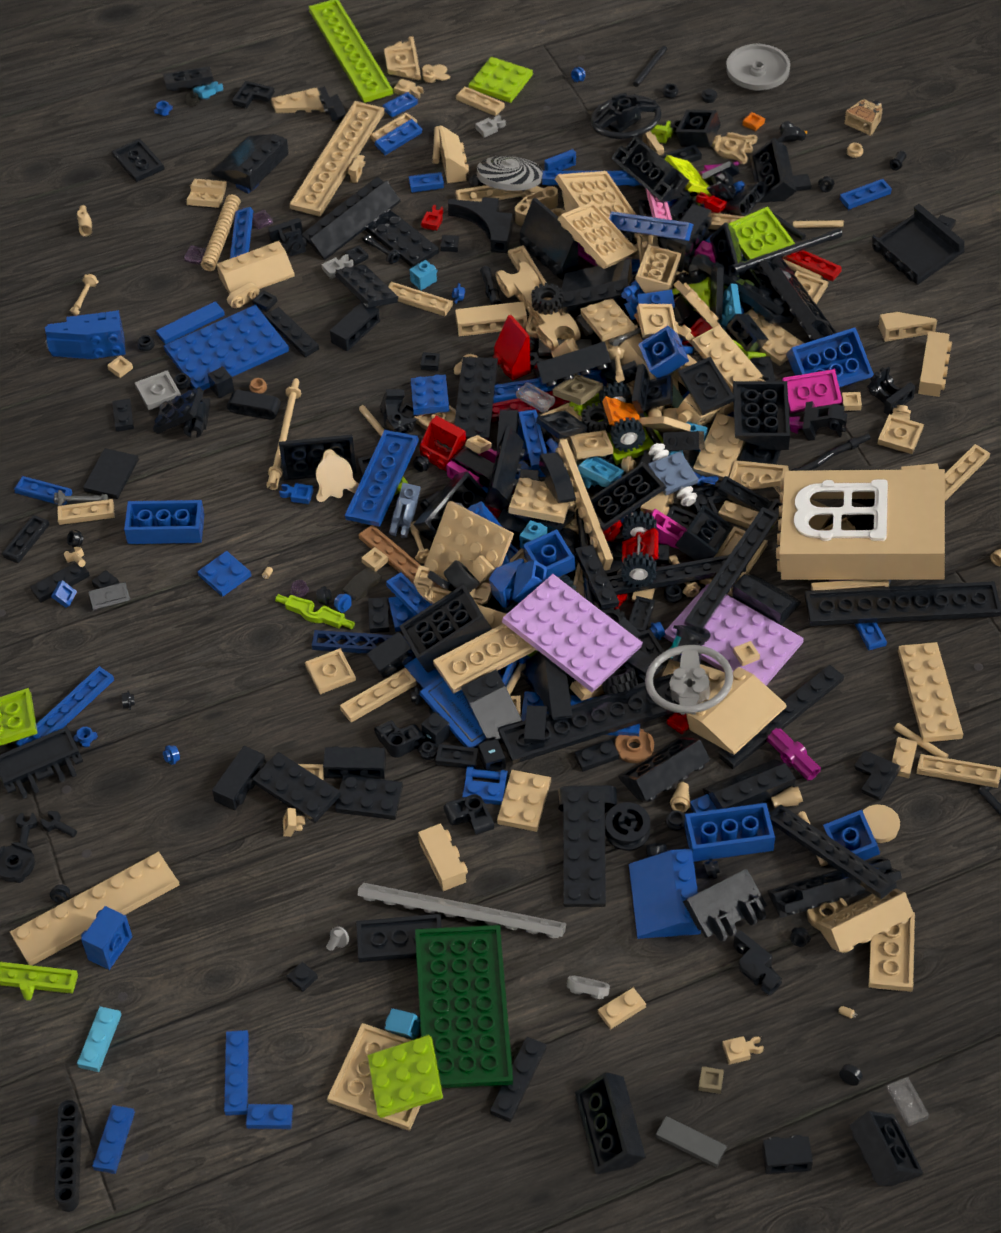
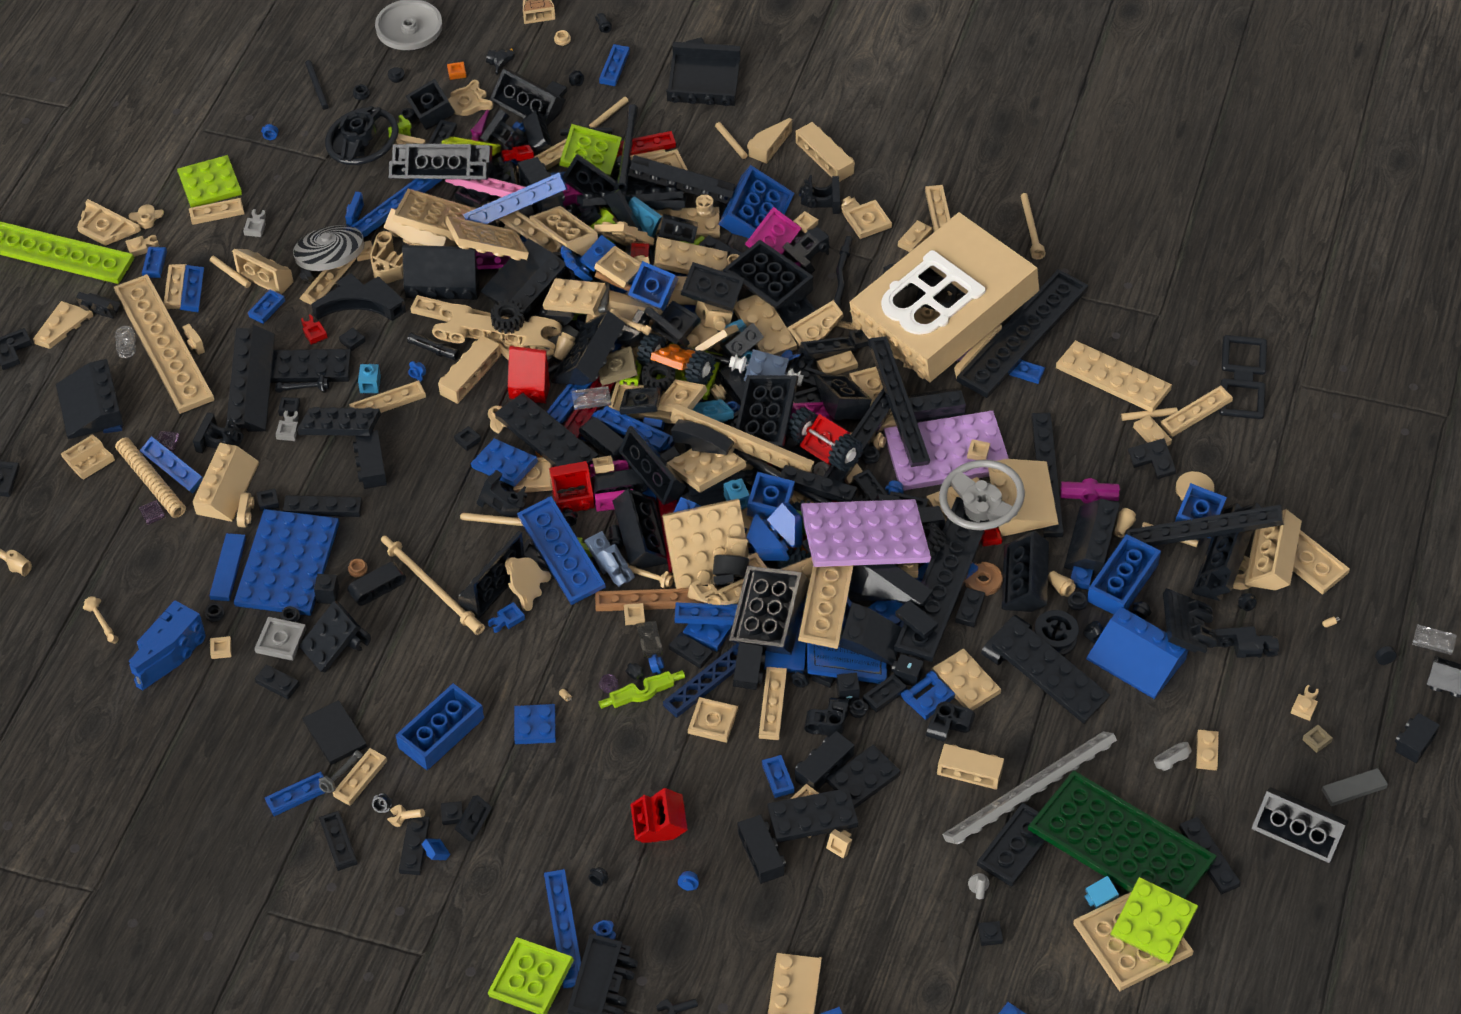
camera: 50 degrees left, 0 degrees up
(210, 698) = (646, 812): none -> red piece
(315, 743) = (778, 776): none -> blue plate
(319, 140) = (125, 341): none -> clear plate
(689, 636) = (934, 472): black hat -> none
(789, 332) = (704, 205): none -> tan wheel
(879, 305) = (731, 140): none -> tan bar

